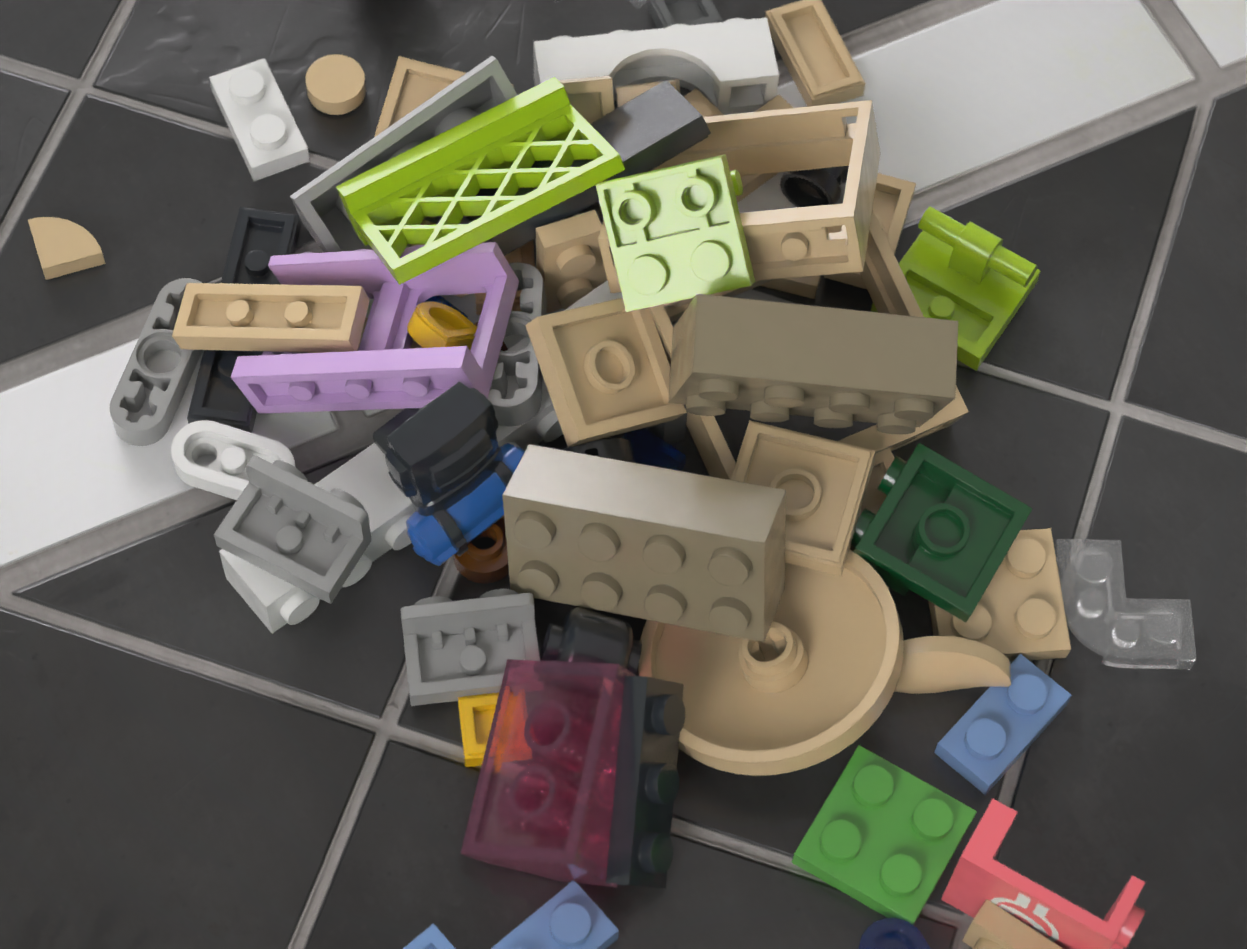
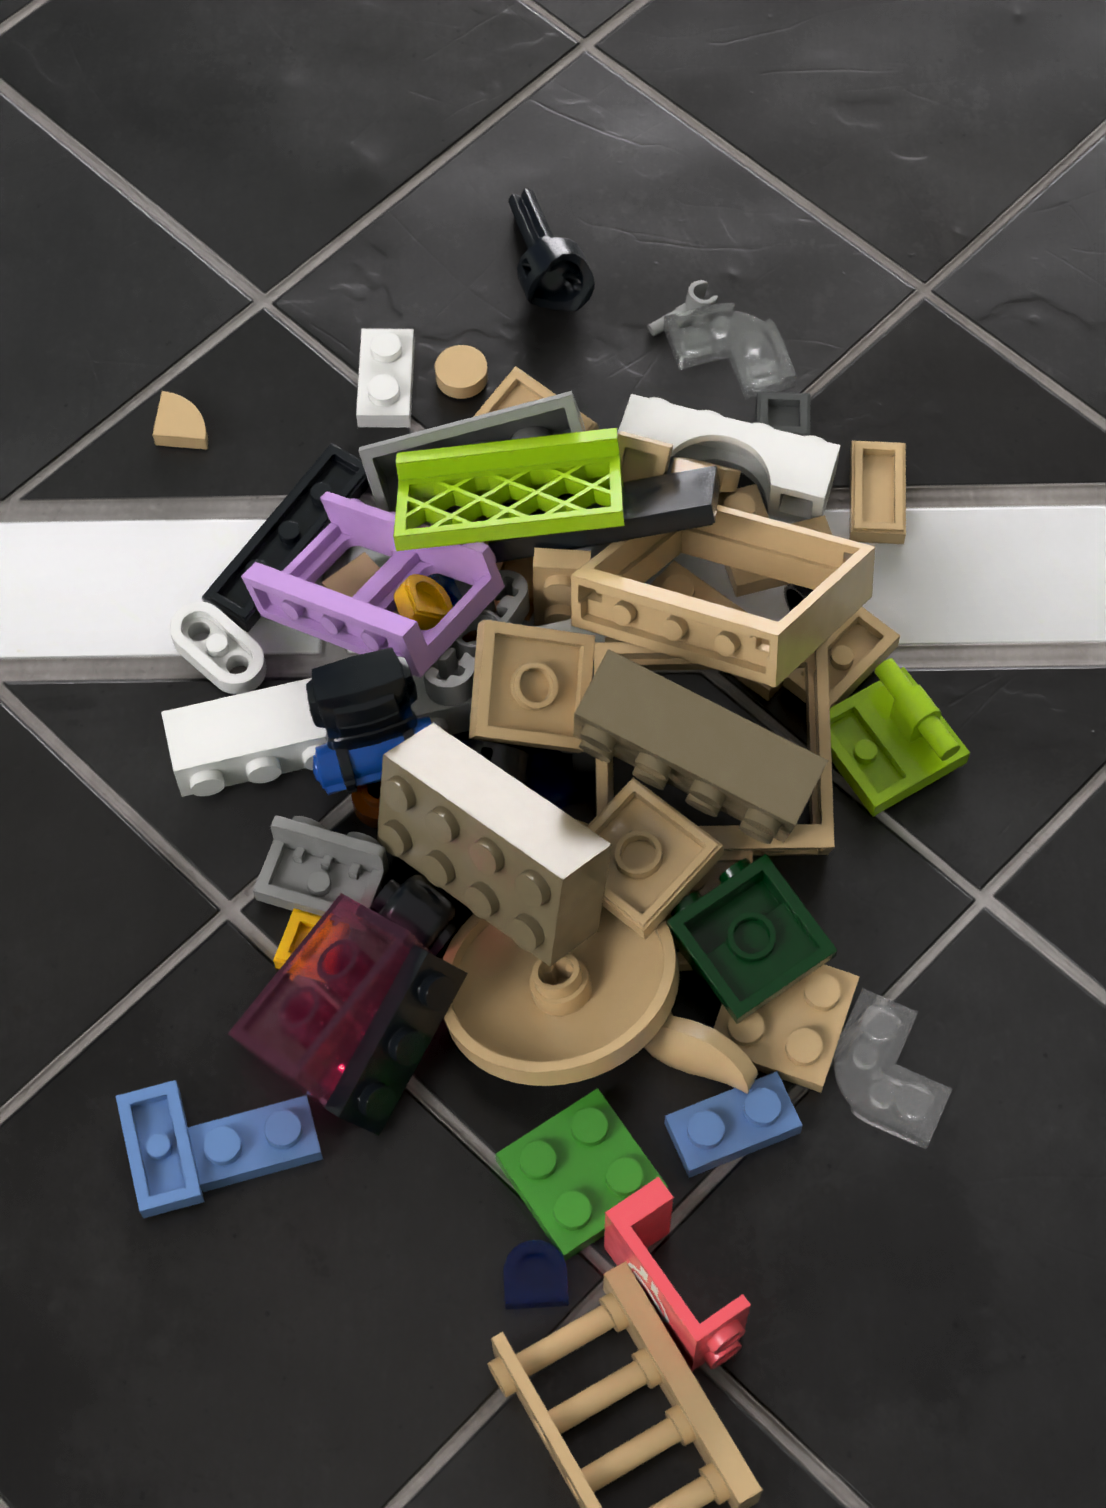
camera: 30 degrees right, 0 degrees up
(166, 388) = (213, 521): light grey beam -> none
(271, 317) = (298, 541): tan plate -> none
(296, 528) = (221, 718): light grey bracket -> none
(676, 232) = (632, 593): plate -> none

